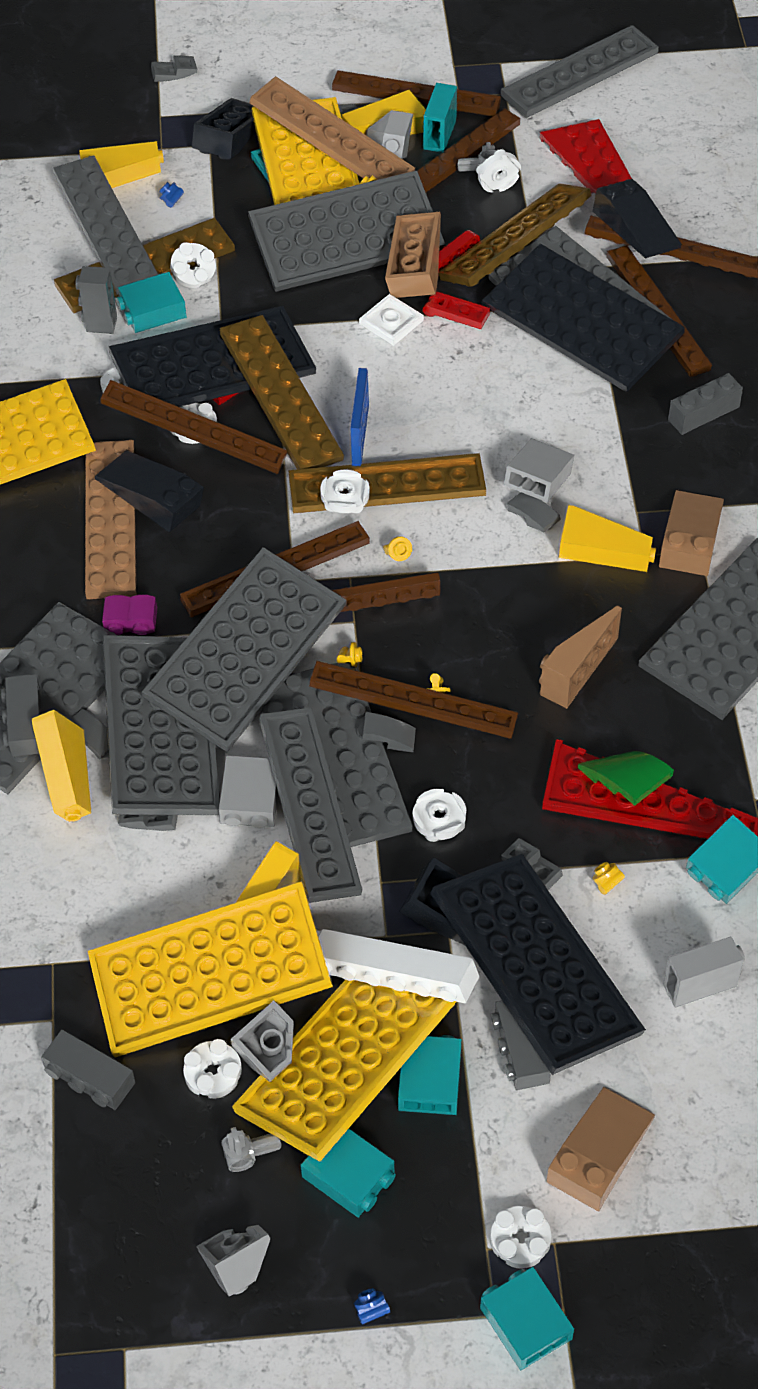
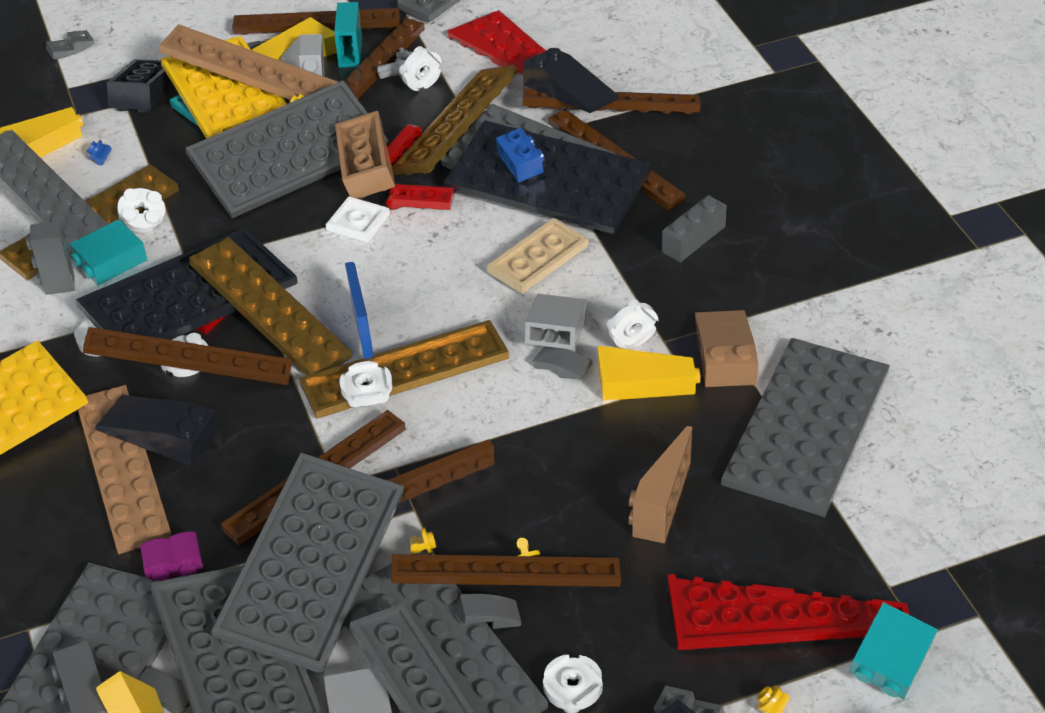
camera: 15 degrees left, 10 degrees down
(398, 548) = (438, 427): yellow plate -> none
(547, 397) = (537, 255): none -> tan plate
(560, 290) = (520, 154): none -> blue brick
(597, 490) = (634, 313): none -> white plate
(630, 773) = (760, 588): green slope -> none

